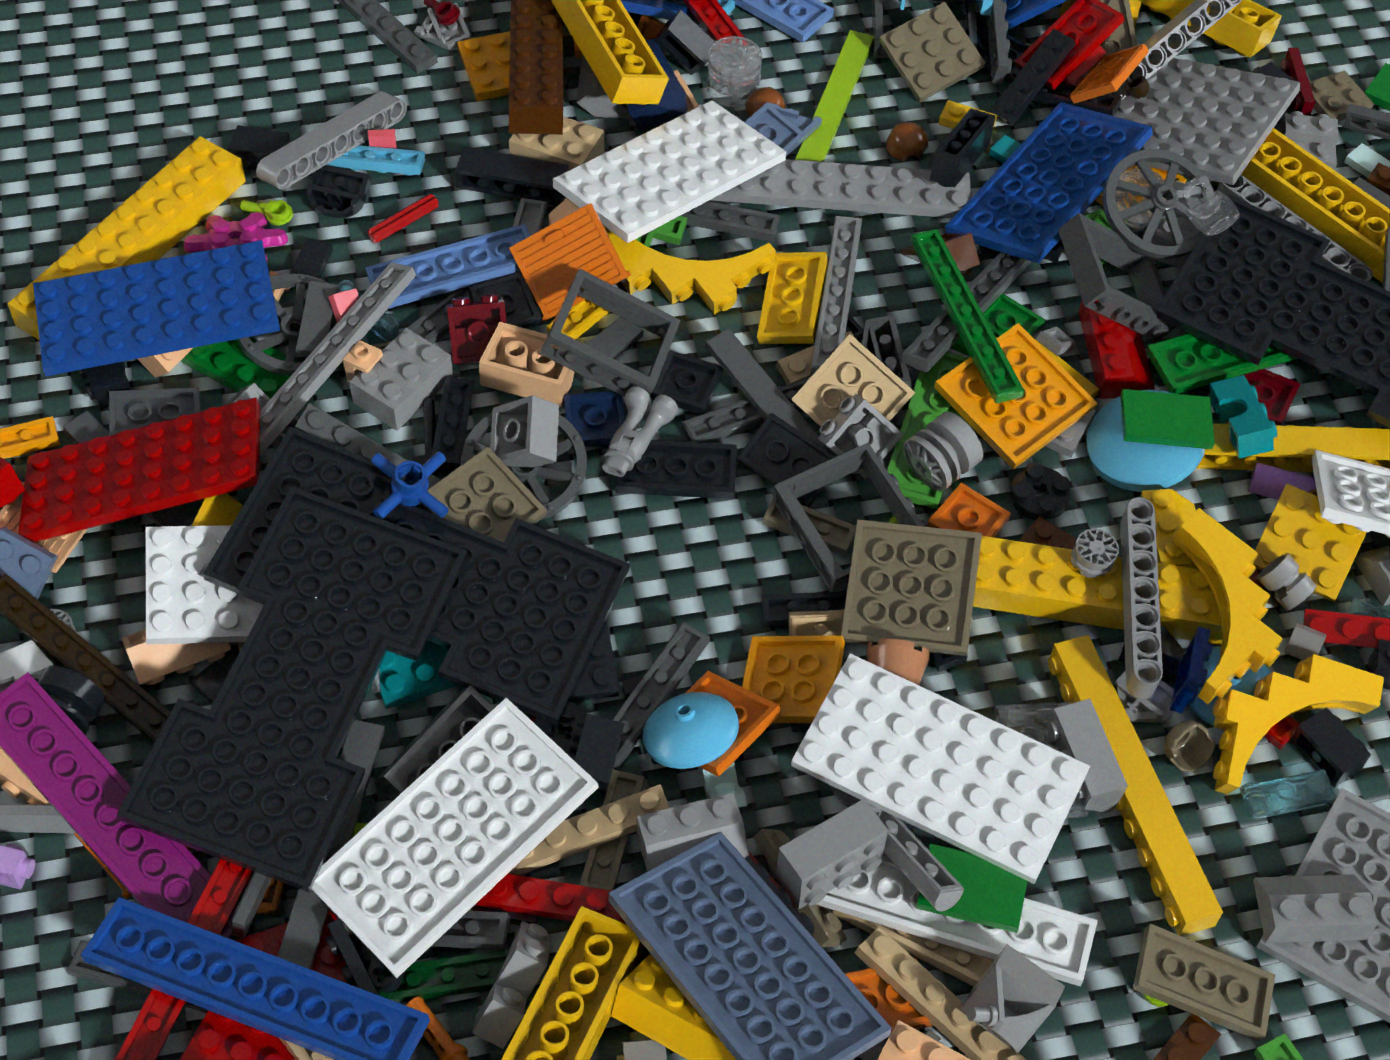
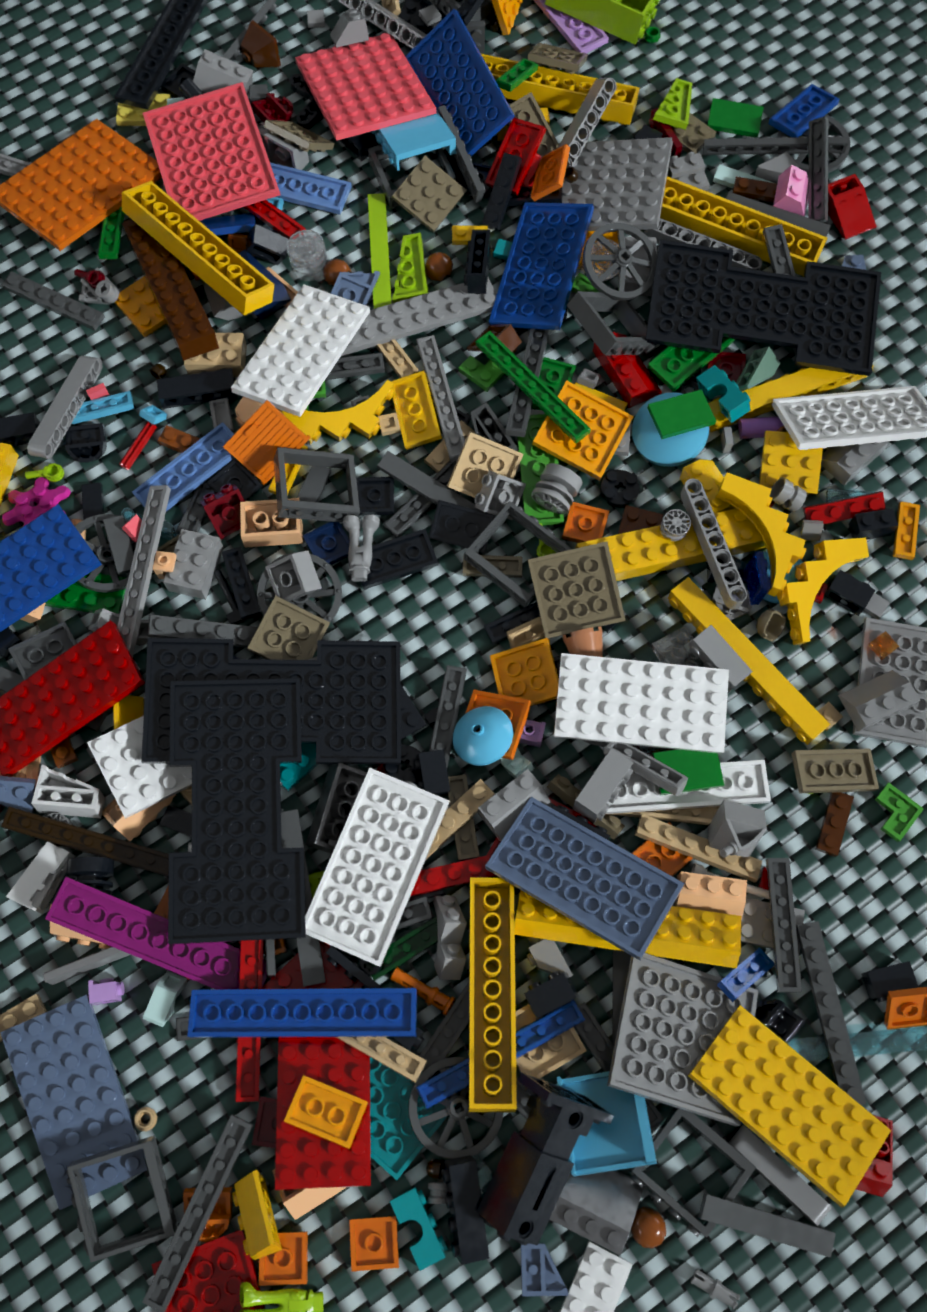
camera: 20 degrees left, 15 degrees up
(72, 908) = (163, 998): none -> light aqua slope
(87, 595) = (66, 796): none -> white wedge
(113, 542) = (64, 753): none -> dark orange plate
(409, 484) = (239, 641): blue bar -> none
(440, 189) = (153, 414): none -> medium azure tile
(453, 31) = (107, 291): none -> light grey wheel
(454, 226) = (176, 439): none -> dark orange plate
(473, 140) = (158, 371): none -> dark brown hinge
(748, 303) = (389, 424): none -> tan plate
(769, 764) = (535, 737): none -> lavender brick
(797, 228) = (397, 358): none -> tan plate
(869, 133) = (411, 270): none -> lime wing
(905, 288) = (482, 375): none -> bright green plate
(1212, 212) = (656, 258): clear piece -> none
(1225, 482) = (726, 439): none -> light grey tile
(1233, 907) = (830, 714): none -> tan plate
(1288, 794) = (836, 631): clear light blue plate -> none
(1315, 404) = (759, 368): none -> sand green slope
(1325, 53) = (676, 105): none -> lime wing
(1353, 835) = (883, 645): none -> clear orange plate
(1366, 782) = (876, 606): none -> light grey tile

